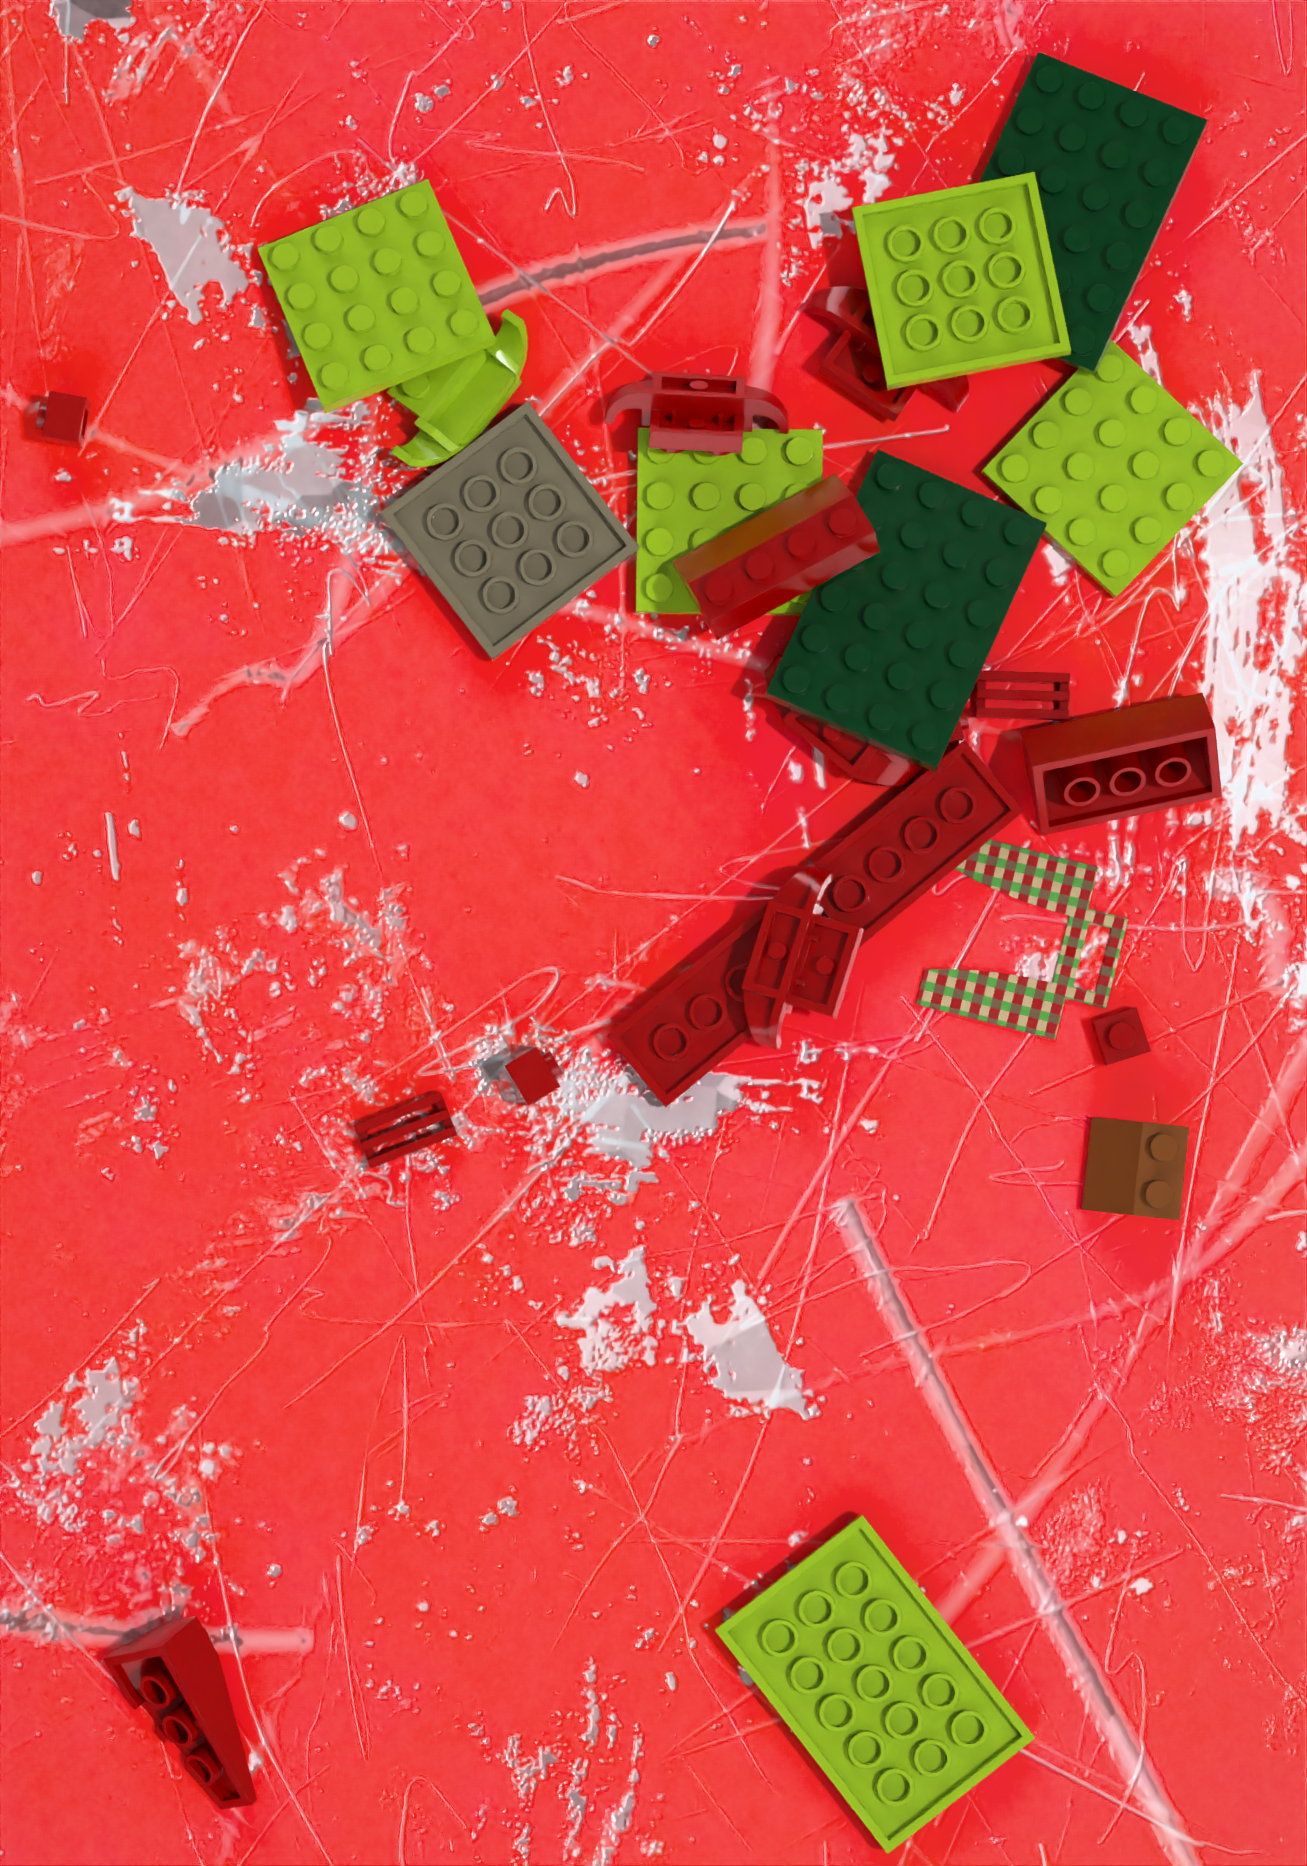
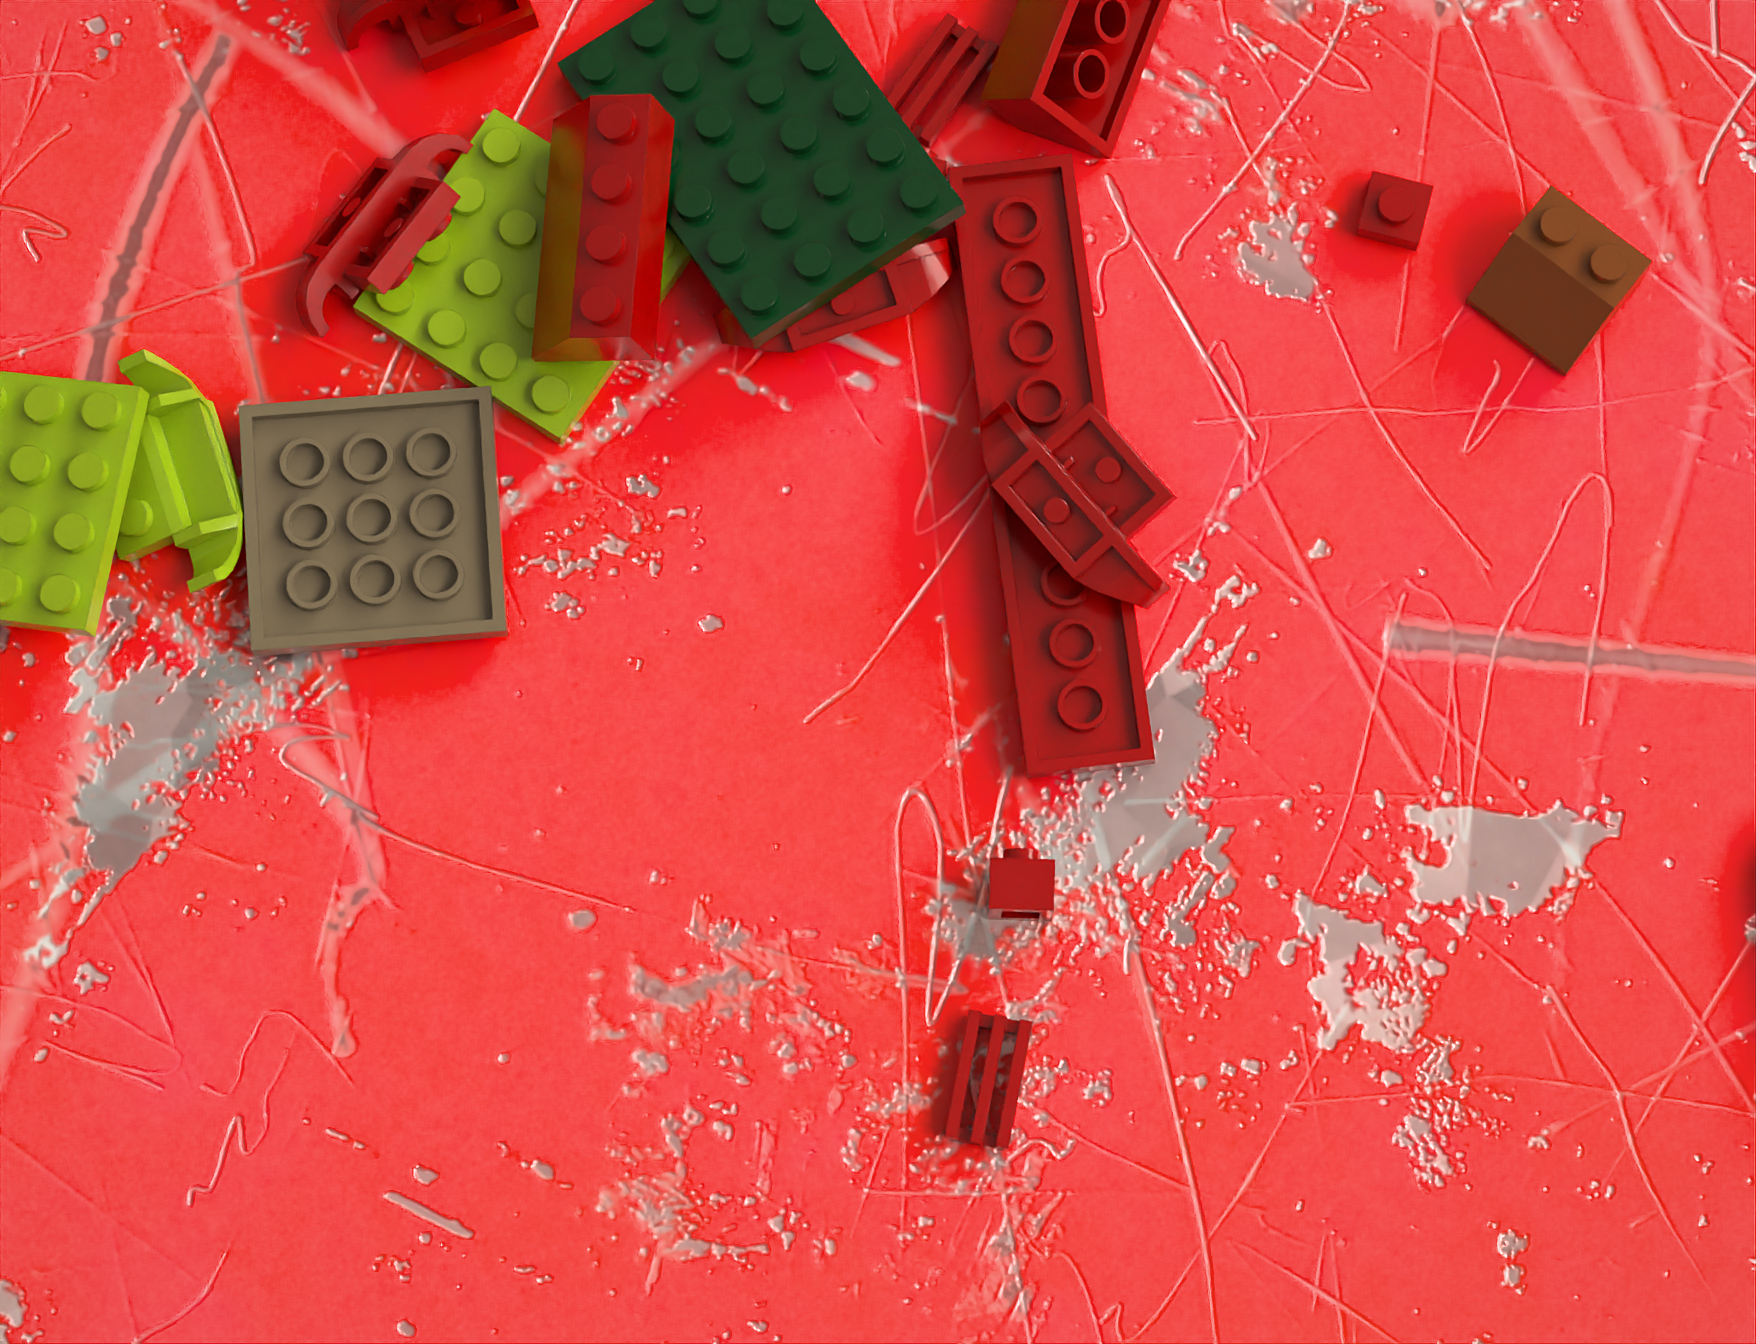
camera: 55 degrees left, 10 degrees down
(1020, 1000) = (1278, 301): piece -> none

